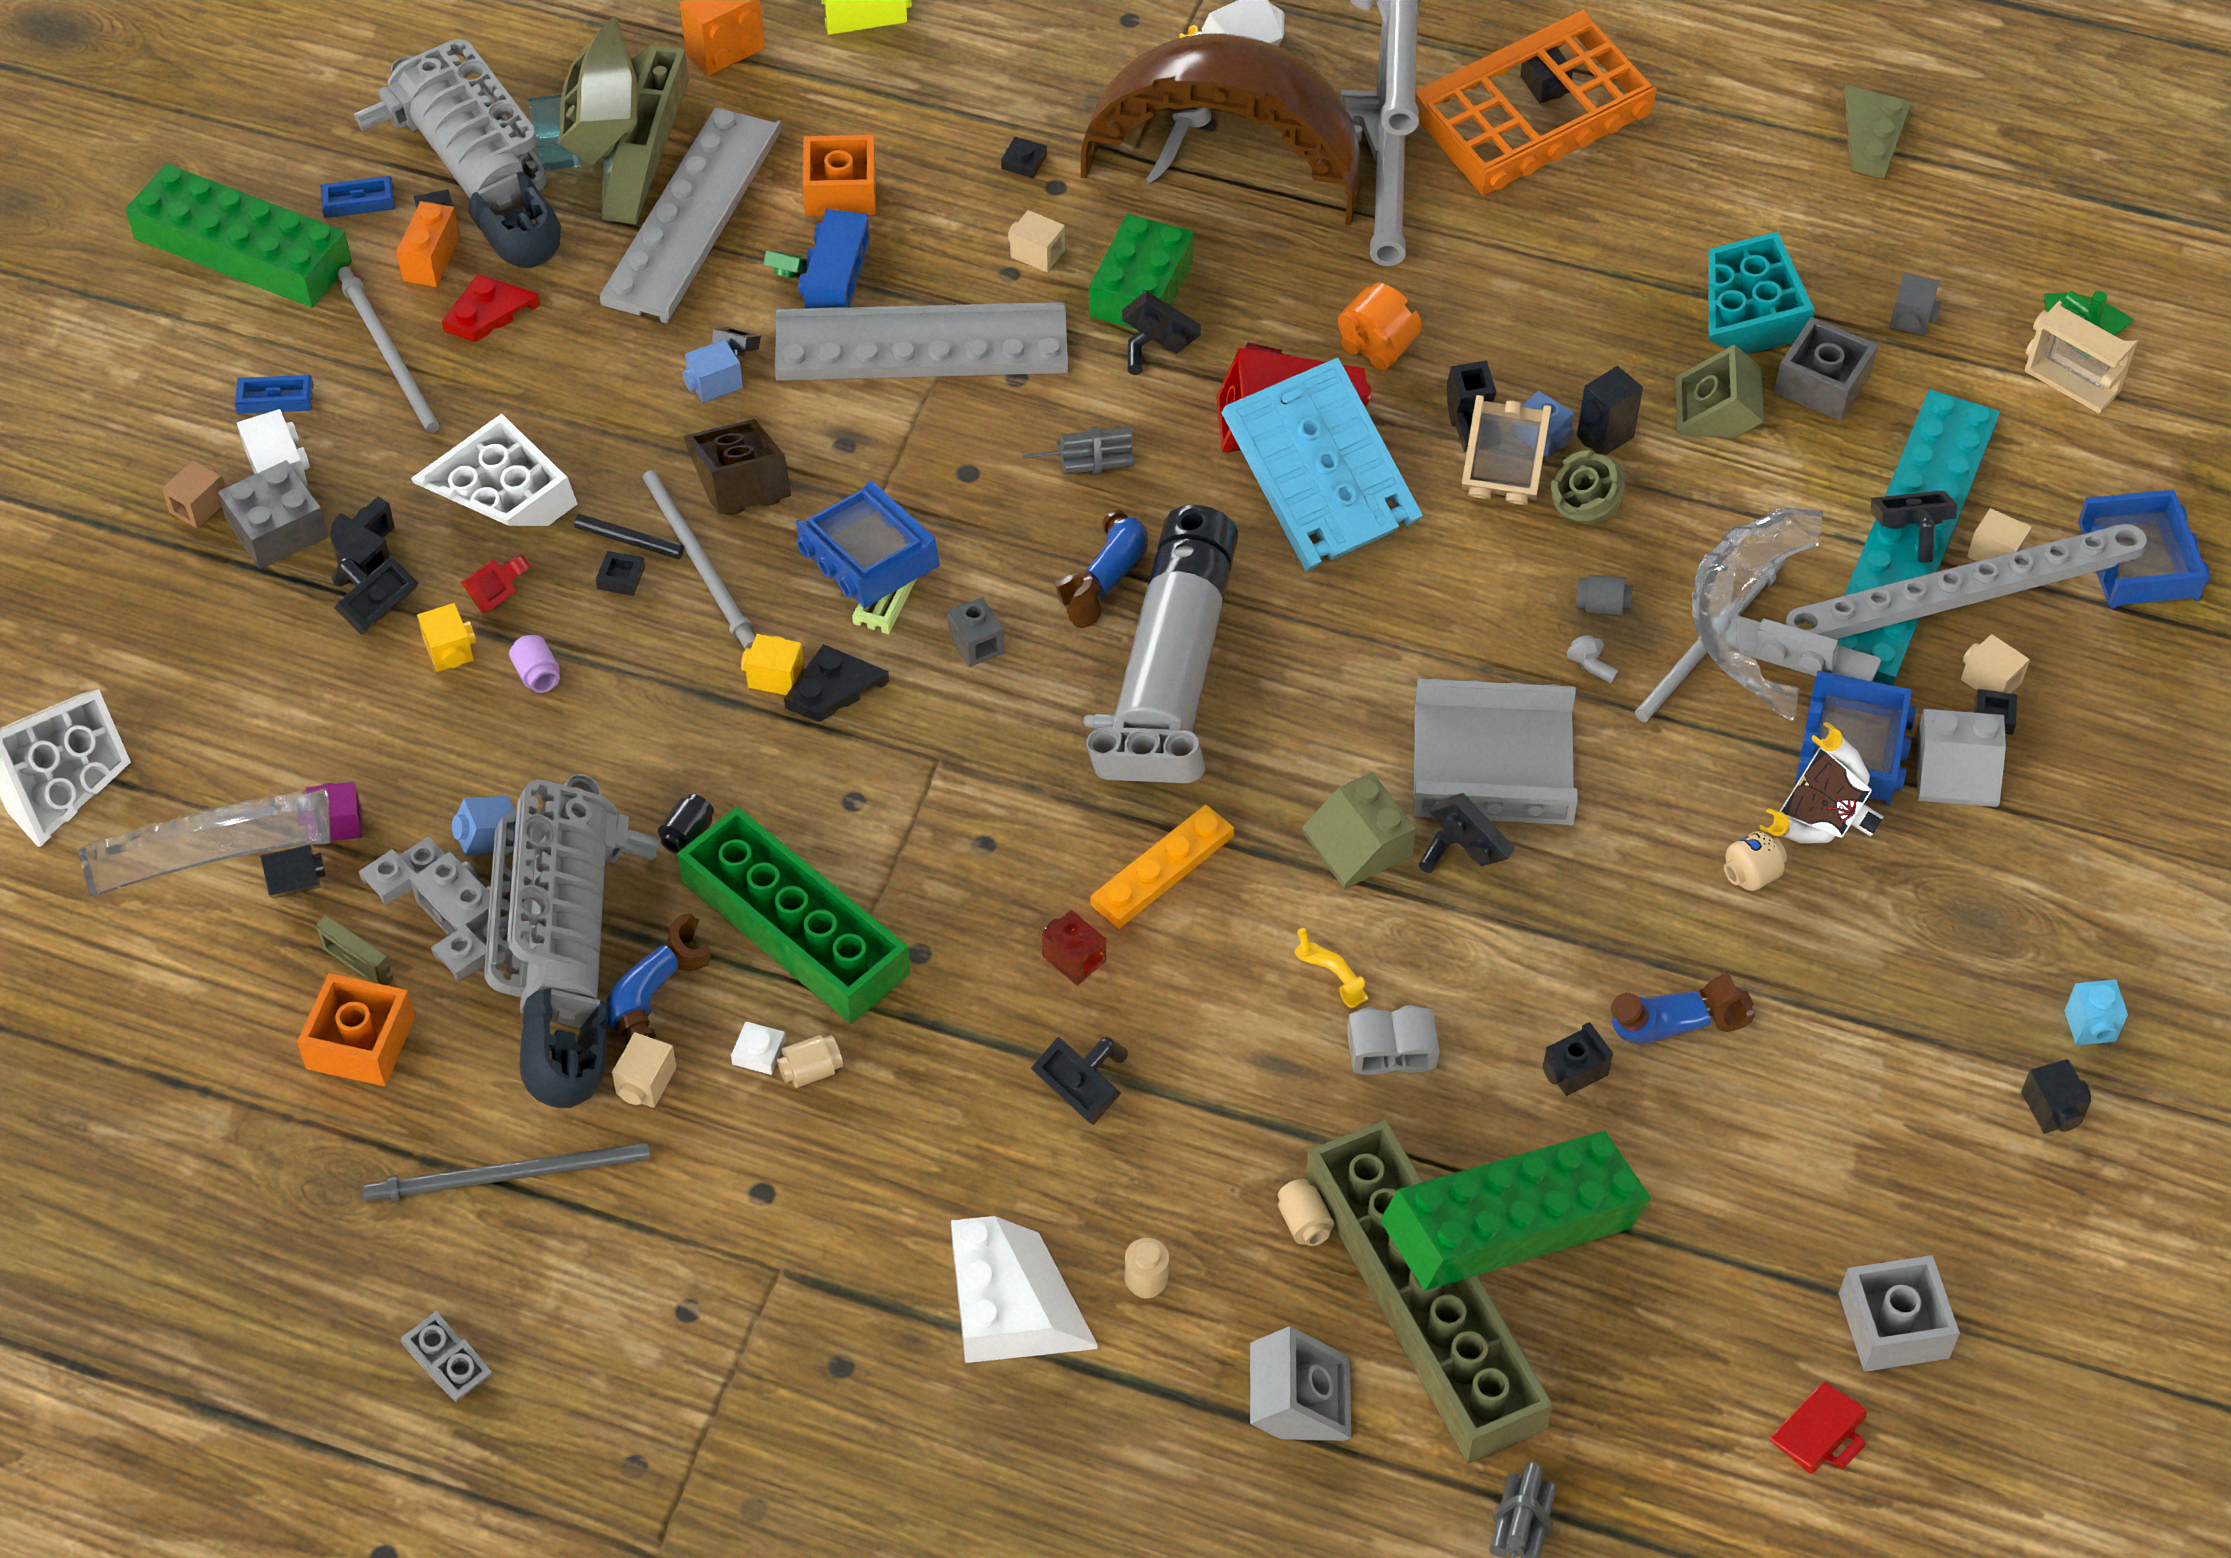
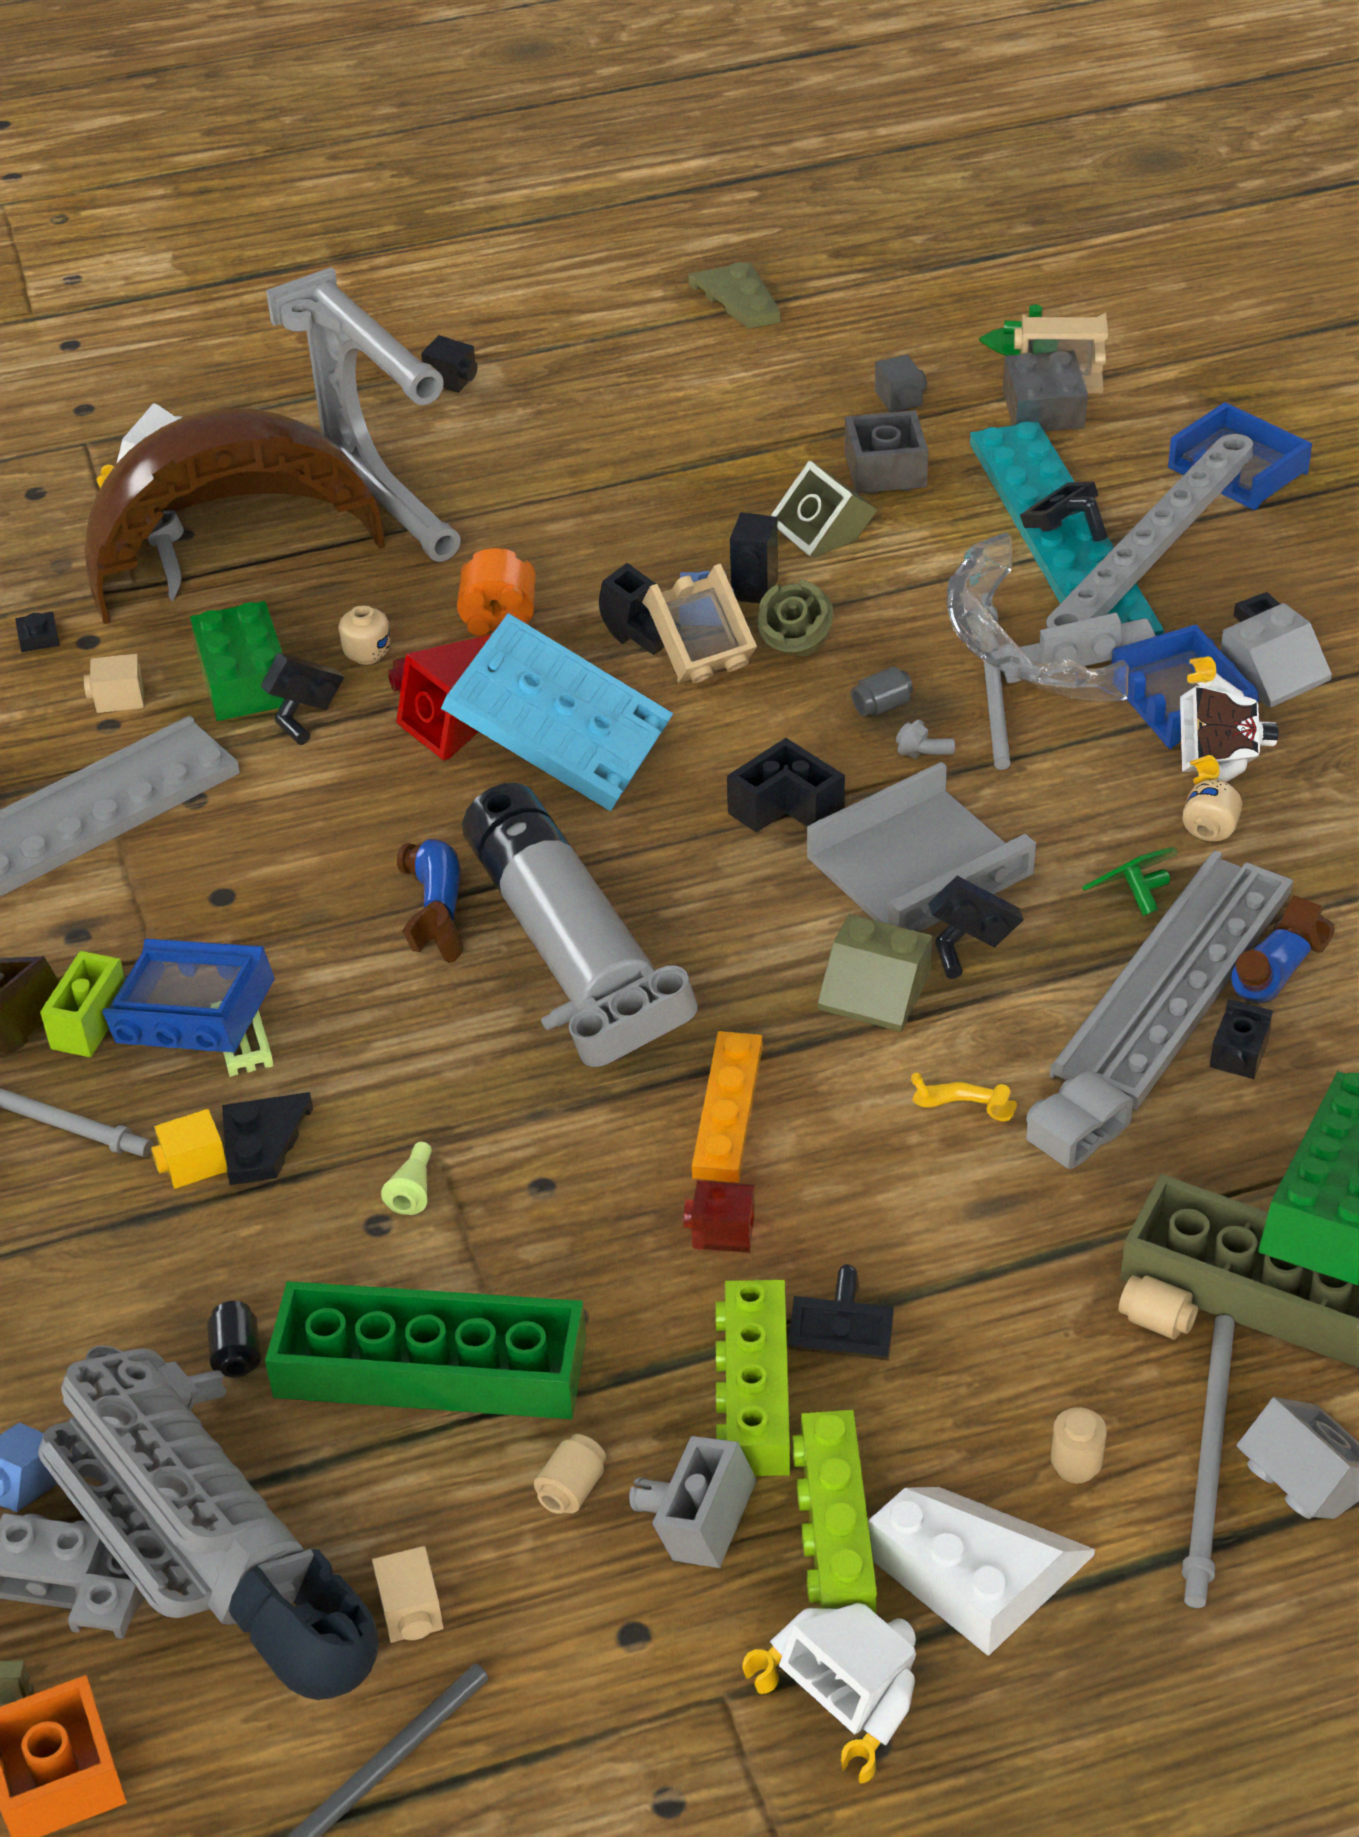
camera: 35 degrees left, 10 degrees down
(632, 993) = (328, 1509): piece -> none
(758, 1048) = (501, 1500): white plate -> none
(792, 499) = (75, 1007): none -> lime brick
(859, 1308) = (849, 1666): none -> white torso
(868, 1134) = (701, 1502): none -> light grey brick
(889, 786) = (407, 1188): none -> yellowish green cone
(952, 1192) = (836, 1509): none -> lime brick
(976, 631) = (364, 1011): dark grey brick -> none
(985, 1076) = (755, 1373): none -> lime brick
(1093, 450) = (331, 812): dark grey piece -> none
(1151, 1404) = (1198, 1567): none -> light grey bar
(1250, 304) = (365, 635): none -> tan head
(1437, 628) = (784, 782): none -> black brick
(1555, 144) = (449, 451): orange window -> none
(1584, 977) = (1174, 977): none -> light grey plate
(1634, 887) = (1140, 884): none -> green shield
(1755, 295) = (782, 425): teal wedge -> none
(1994, 666) = (1227, 583): tan brick -> none
(1998, 536) = (1133, 499): tan brick -> none
(2030, 385) = (1045, 390): none -> flat silver brick

